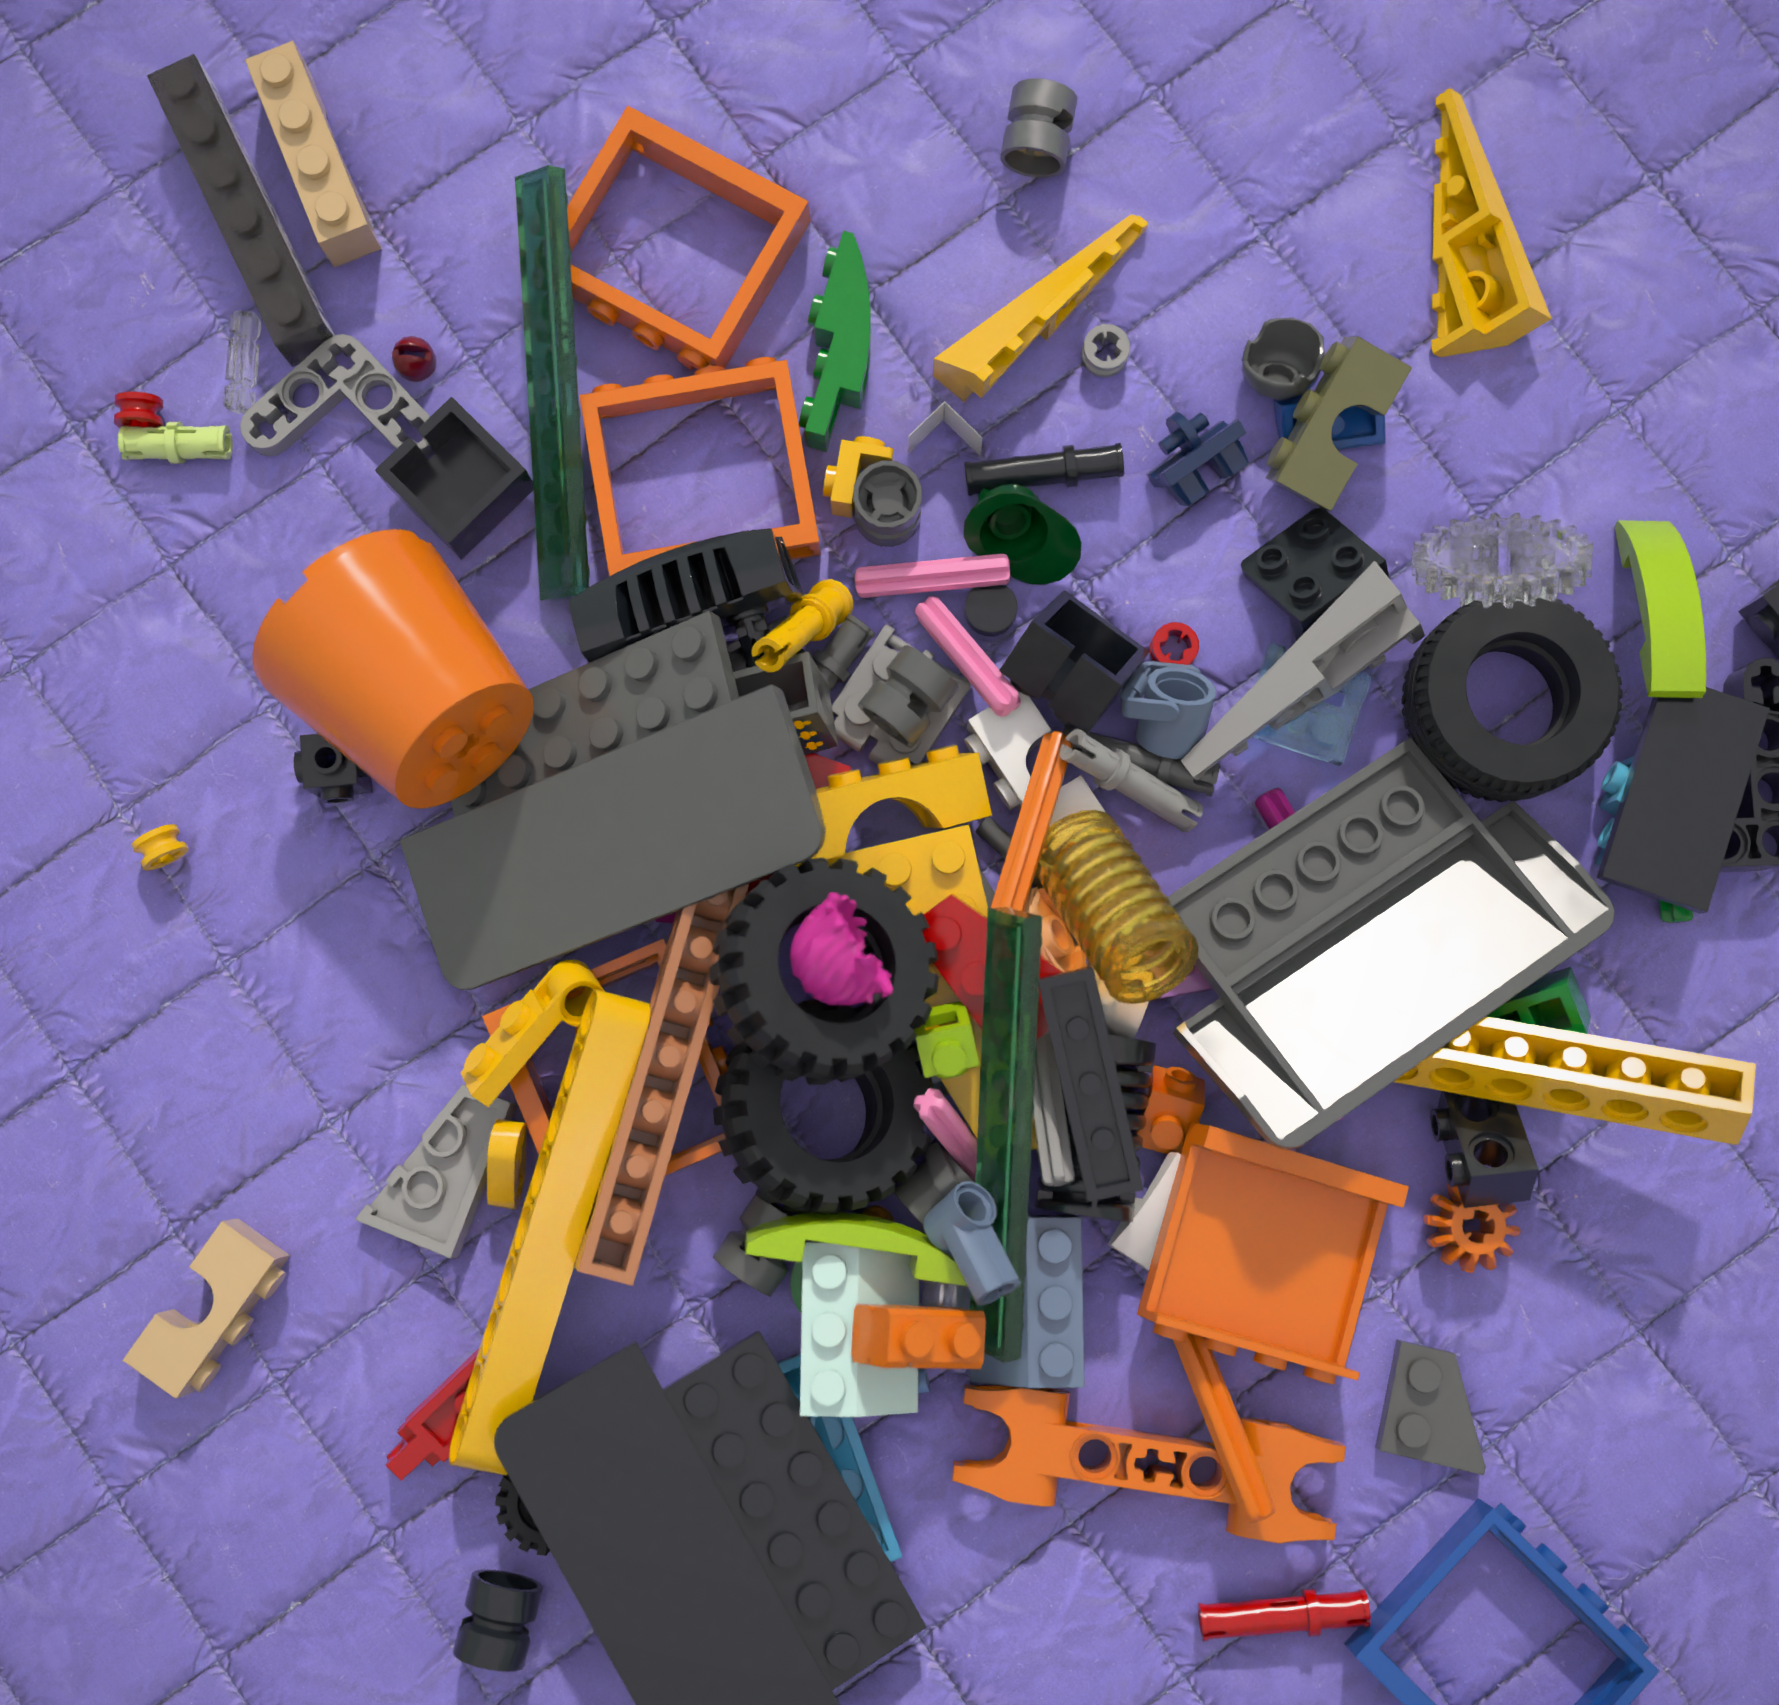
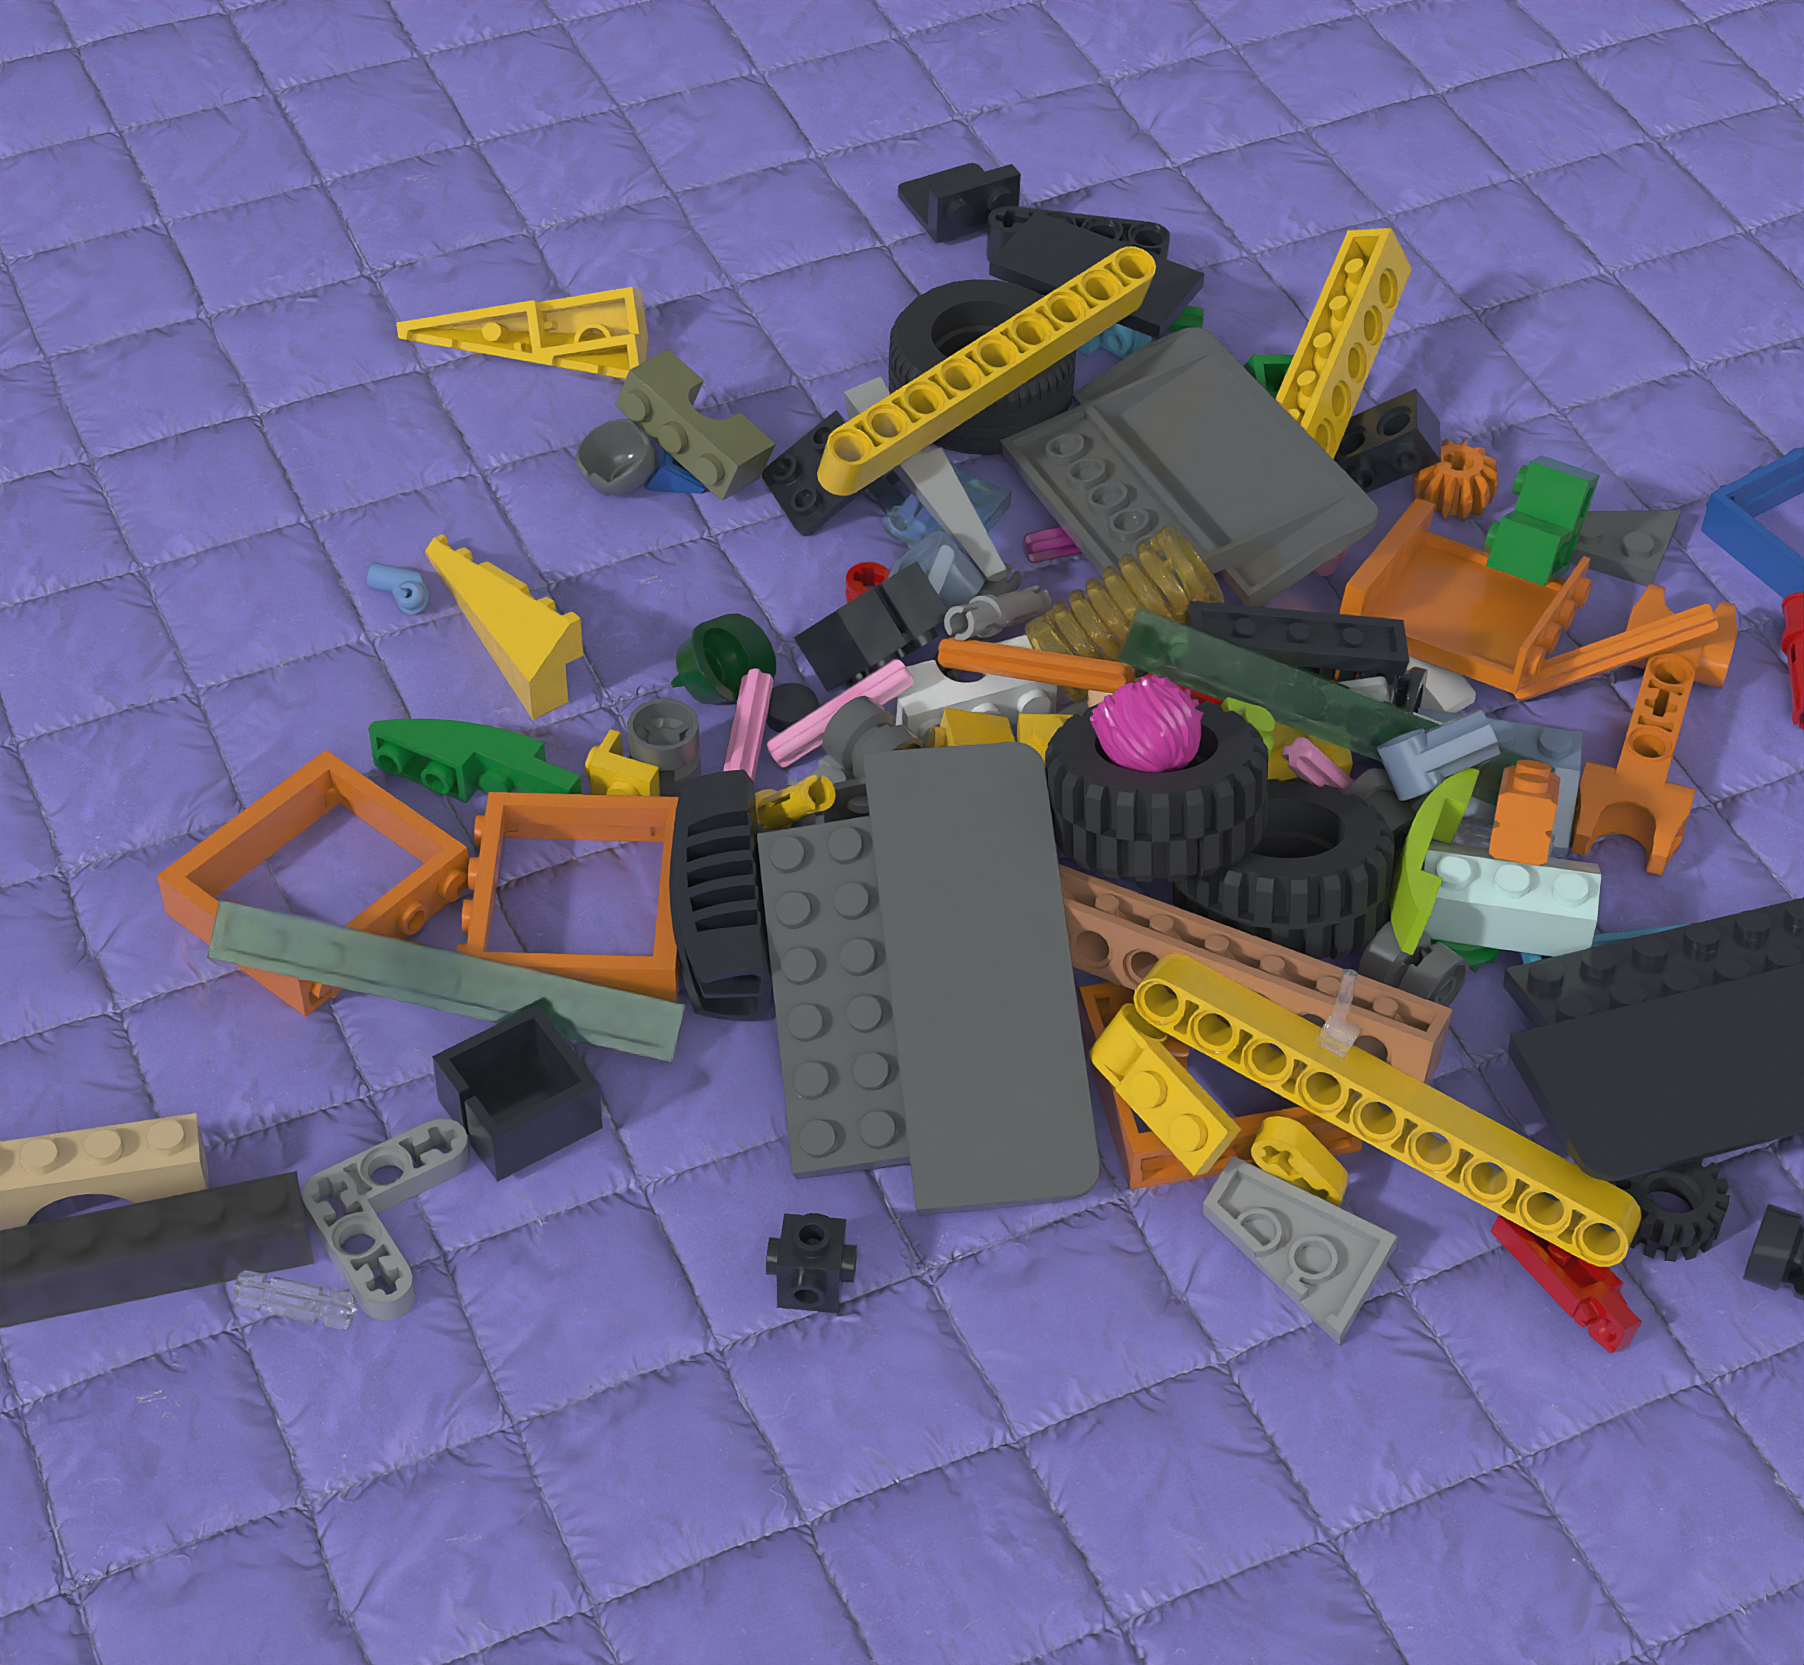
camera: 80 degrees left, 35 degrees down
(138, 409) = (319, 1406): red bush -> none
(160, 847) = (864, 1462): yellow bush -> none
(175, 442) = (369, 1380): yellowish green pin -> none
(240, 1271) = (1392, 1451): tan arch -> none
(395, 668) = (753, 1104): orange cone -> none
(414, 367) = (362, 1134): dark red hinge -> none
(585, 1184) = (1338, 1031): none -> clear hand
(951, 418) = (599, 692): white sticker -> none
(1038, 137) = (318, 583): flat silver wheel -> none
(1047, 468) = (666, 628): black pin -> none
(1070, 212) = (406, 586): none -> medium blue arm
(1104, 333) = (559, 582): light grey bush -> none
(1217, 445) = (687, 535): dark blue hips -> none
(1387, 1322) = (1546, 524): none -> green brick
(1466, 712) = (984, 371): none -> yellow beam
(1537, 560) = (859, 335): clear gear -> none
(1669, 608) = (973, 246): lime slope -> none

